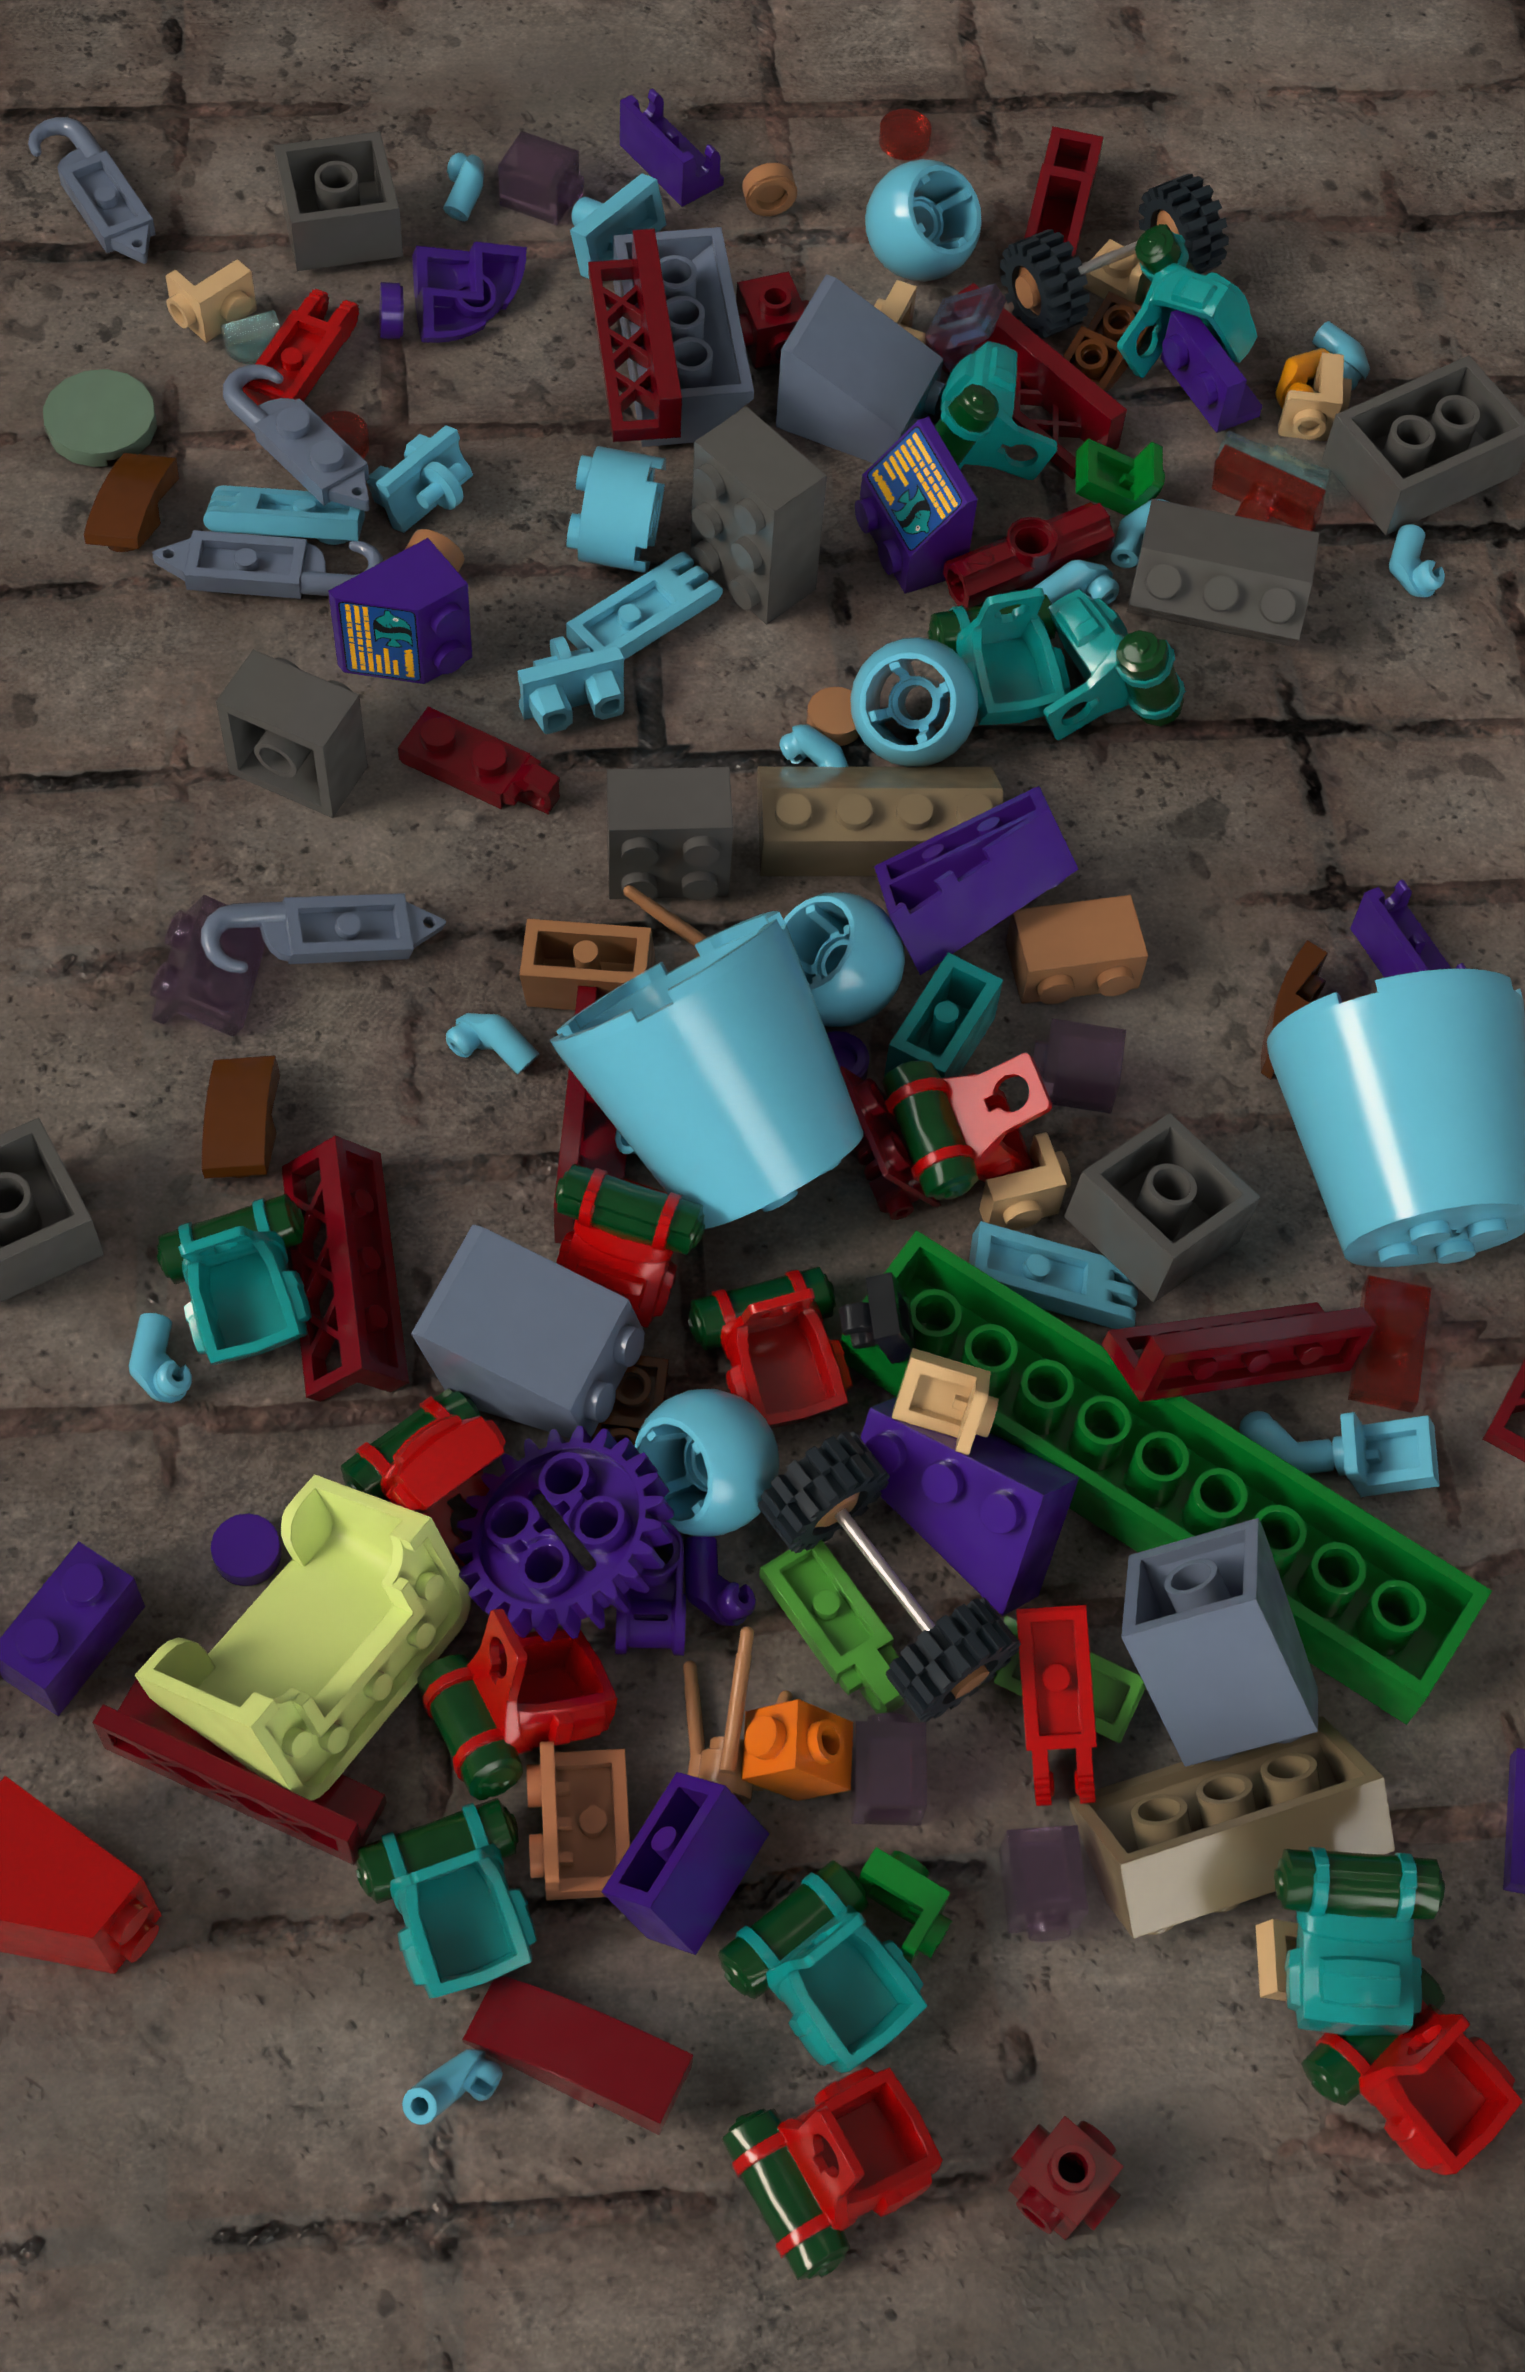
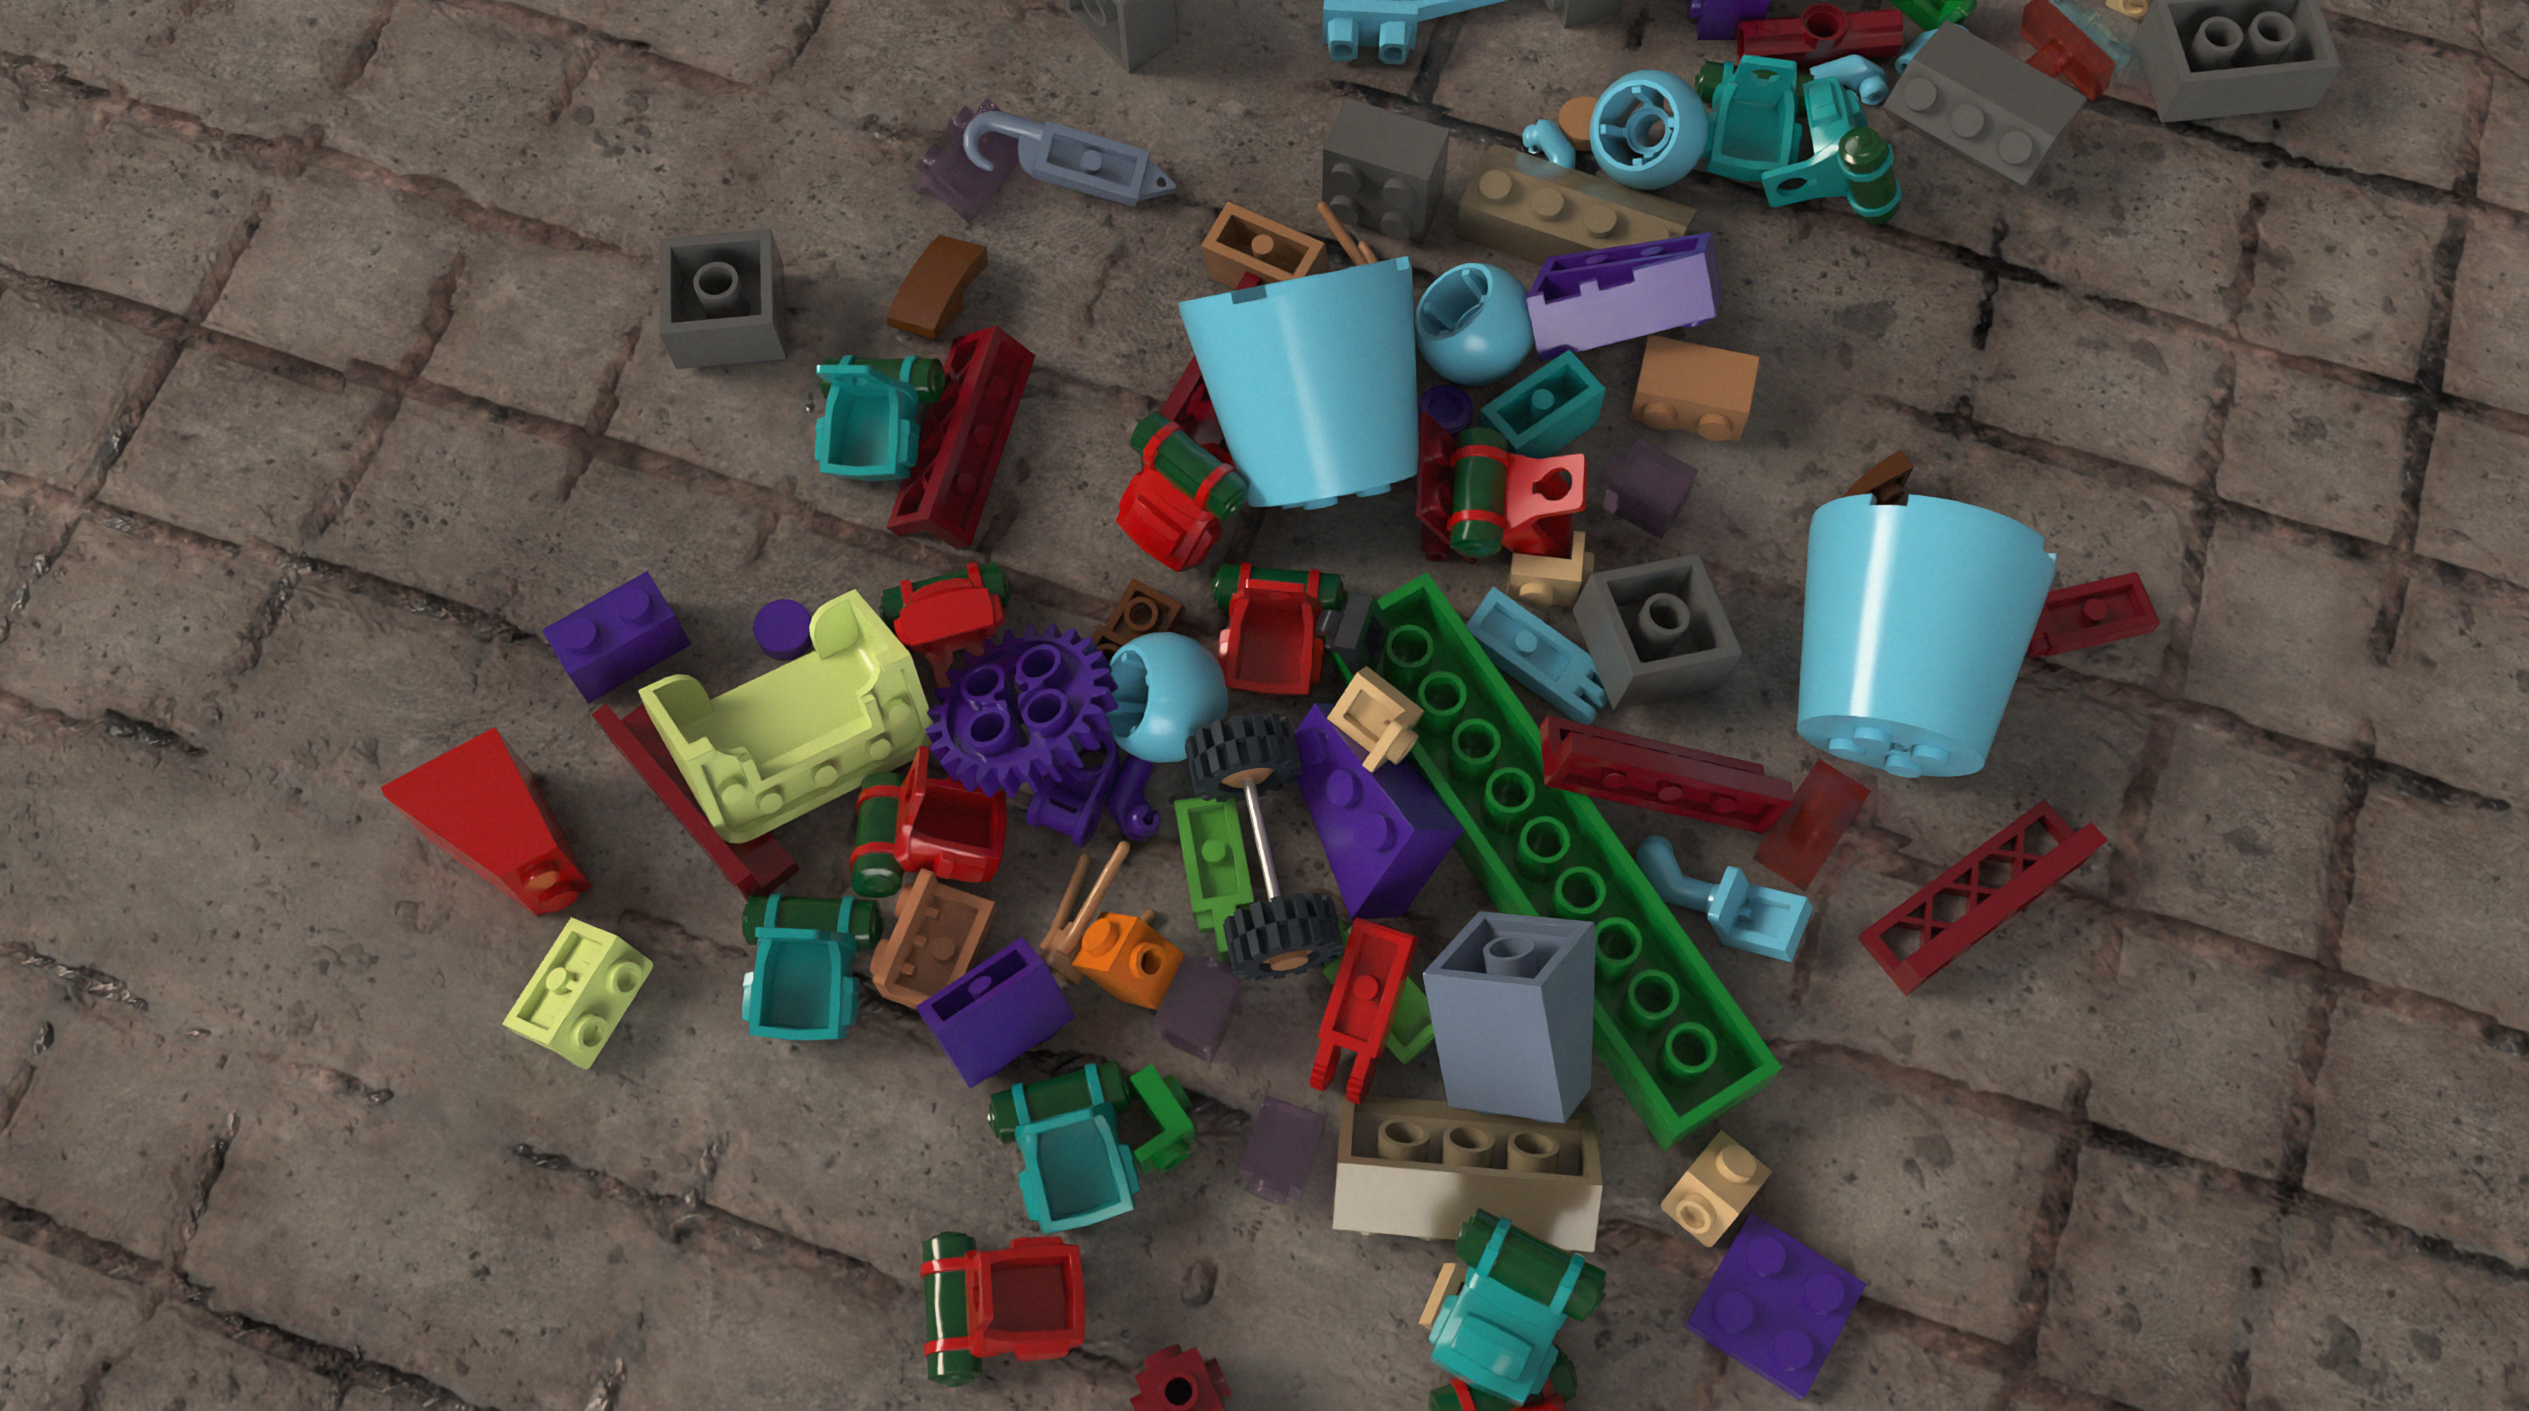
camera: 30 degrees right, 5 degrees up
(152, 1366) = (781, 458): medium azure arm -> none
(210, 2034) = (579, 992): none -> yellowish green bracket
(446, 2084) = (753, 1105): medium azure arm -> none
(477, 763) = (1264, 65): dark red hinge -> none
(491, 1033) = (1163, 286): medium azure arm -> none
(528, 1336) = (1068, 539): sand blue slope -> none
(580, 2051) = (847, 1128): dark red slope -> none
(1394, 934) = (1993, 474): dark purple hinge -> none
(1407, 566) = (2167, 157): medium azure arm -> none
(1474, 1740) = (1715, 1189): none -> tan bracket

